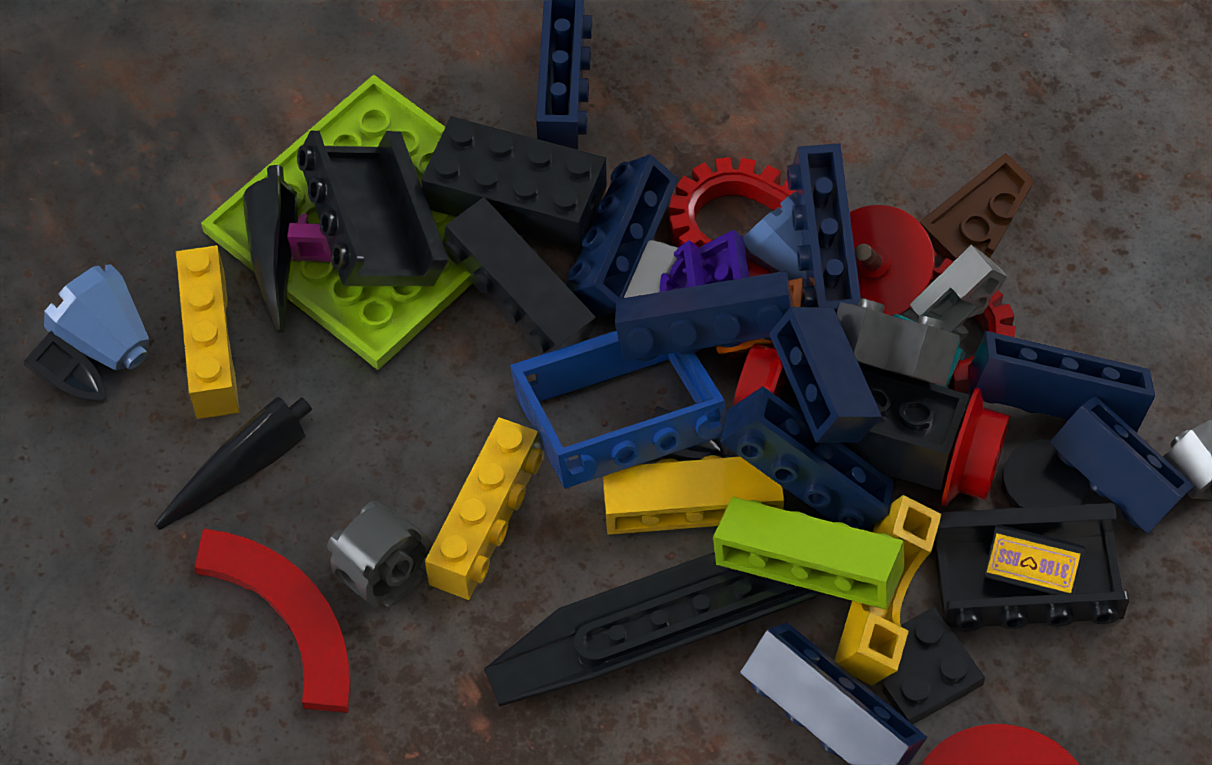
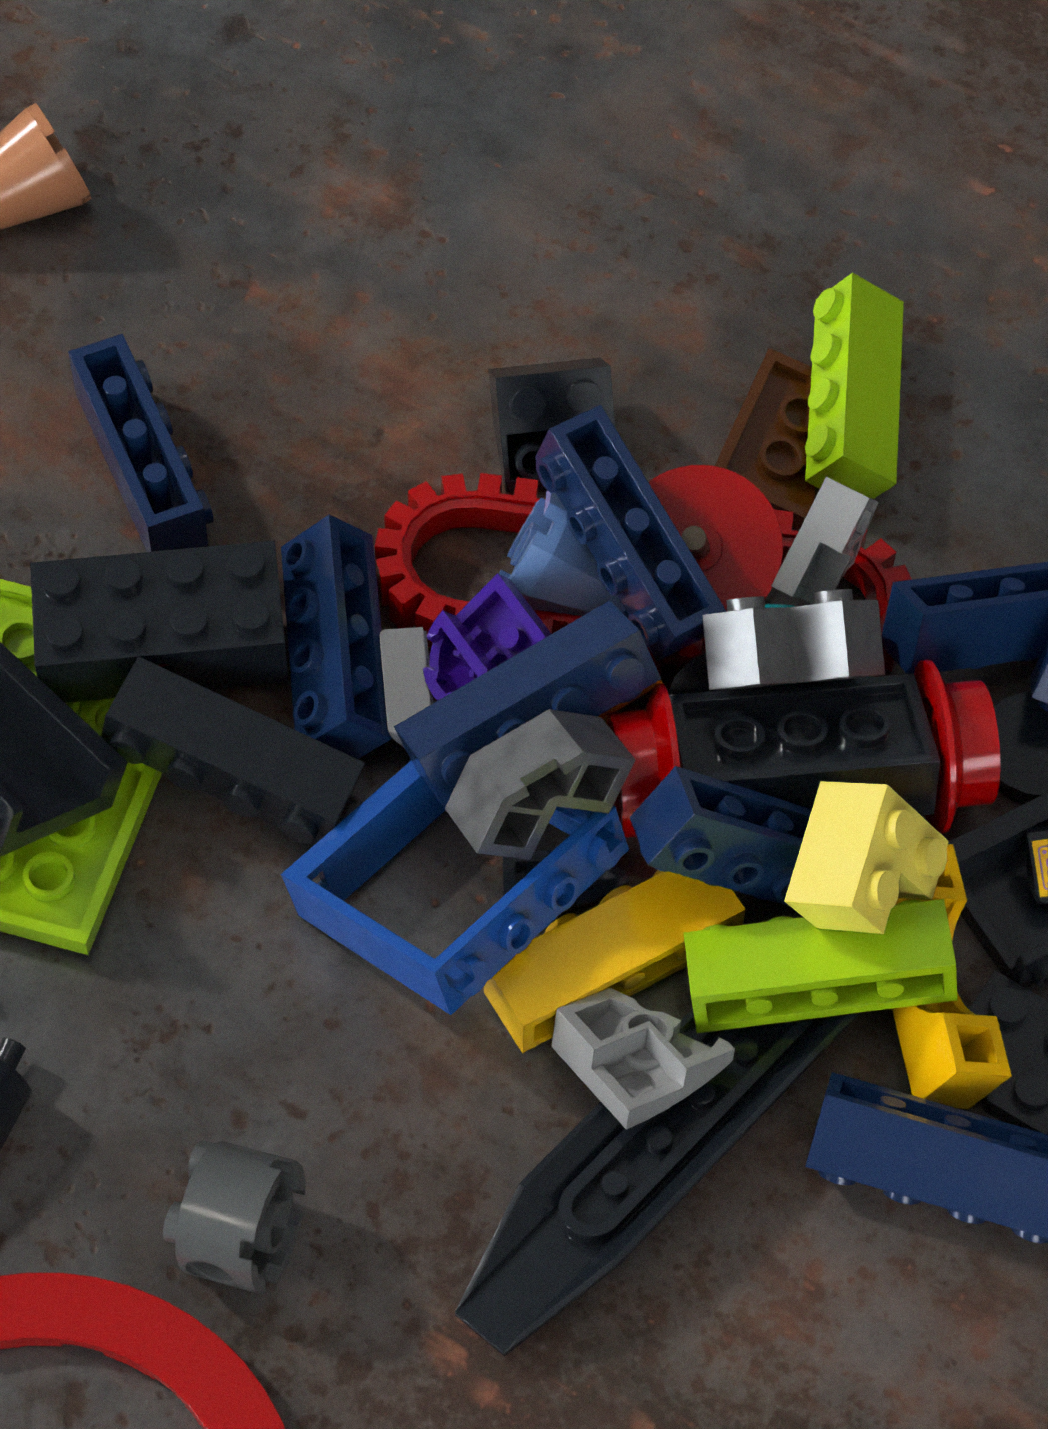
camera: 30 degrees left, 0 degrees up
(484, 509) = (342, 1089): yellow brick -> none
(667, 560) = (633, 1055): none -> light grey slope
(678, 355) = (524, 775): none -> flat silver brick
(825, 375) = (741, 718): dark blue brick -> none
(857, 488) = (862, 856): none -> light yellow brick
(860, 141) = (536, 398): none -> black slope
(1047, 201) = (855, 387): none -> lime brick

